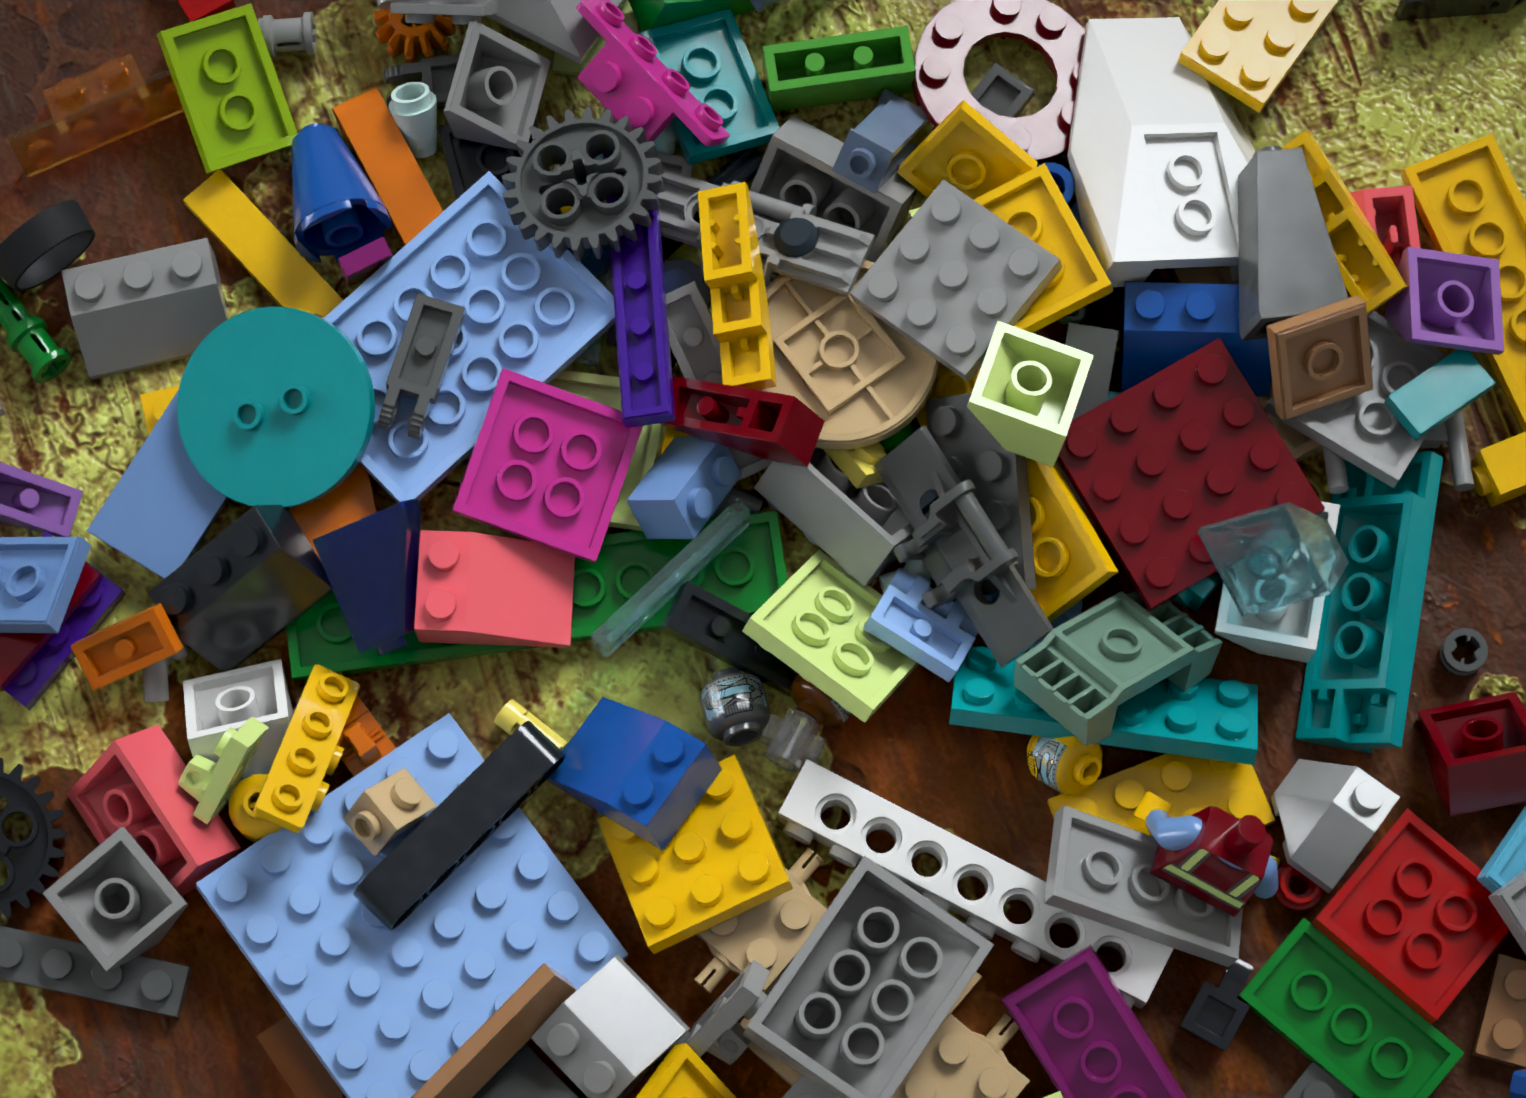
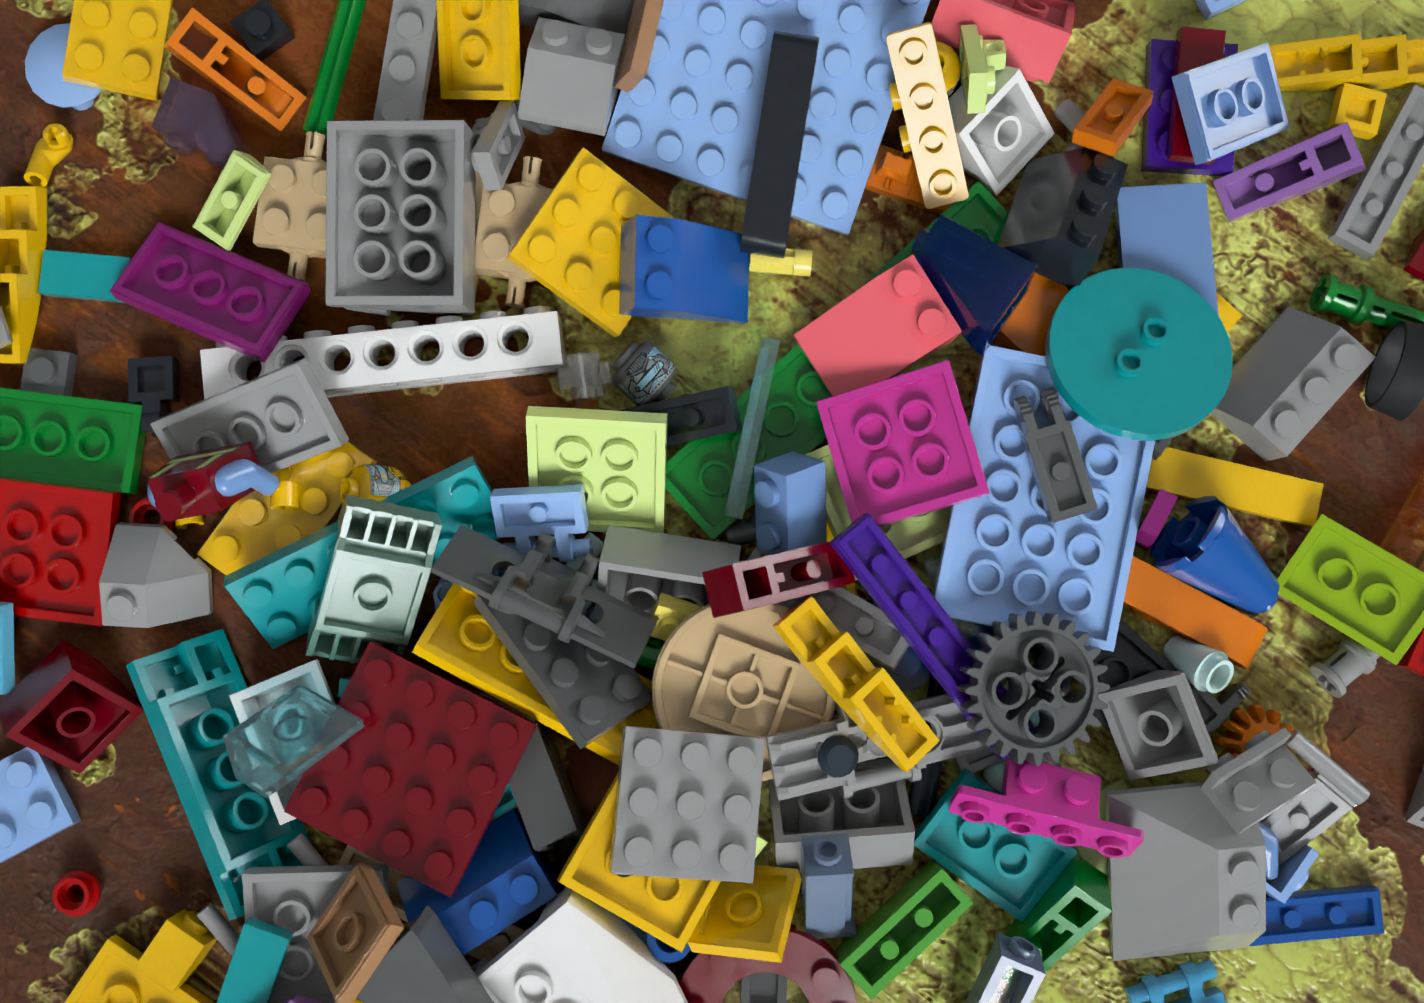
camera: 145 degrees right, 10 degrees up
(388, 810) = (837, 120): tan bracket -> none
(1029, 391) = (563, 745): yellowish green slope -> none
(1477, 659) = (121, 781): dark grey bush -> none

